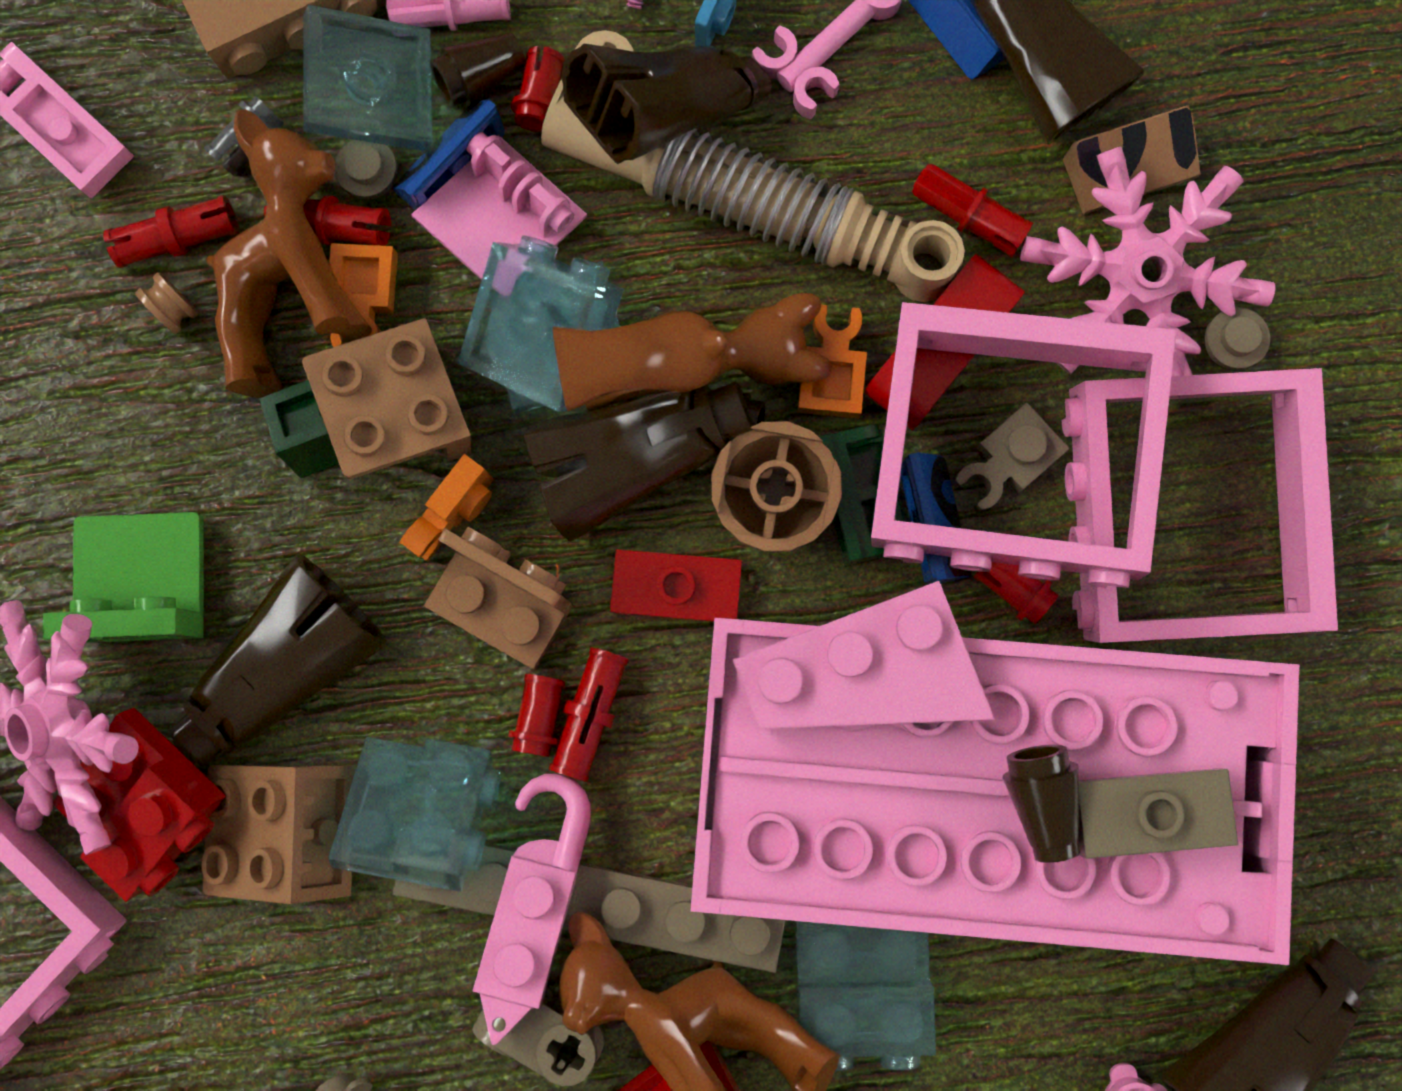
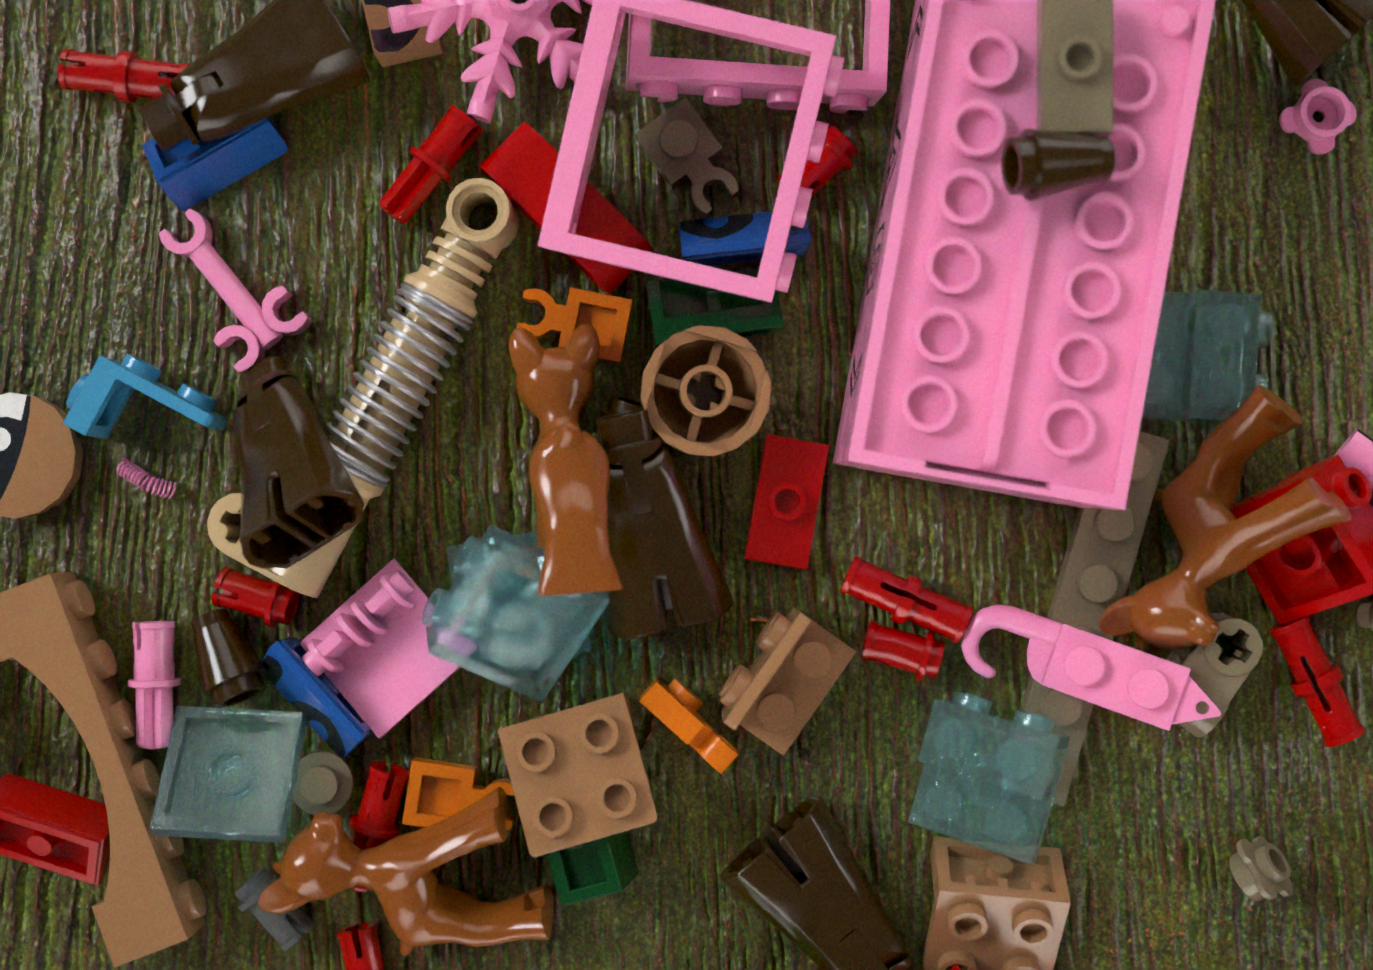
camera: 85 degrees left, 5 degrees up
(868, 669) = (913, 317): bright pink wing -> none

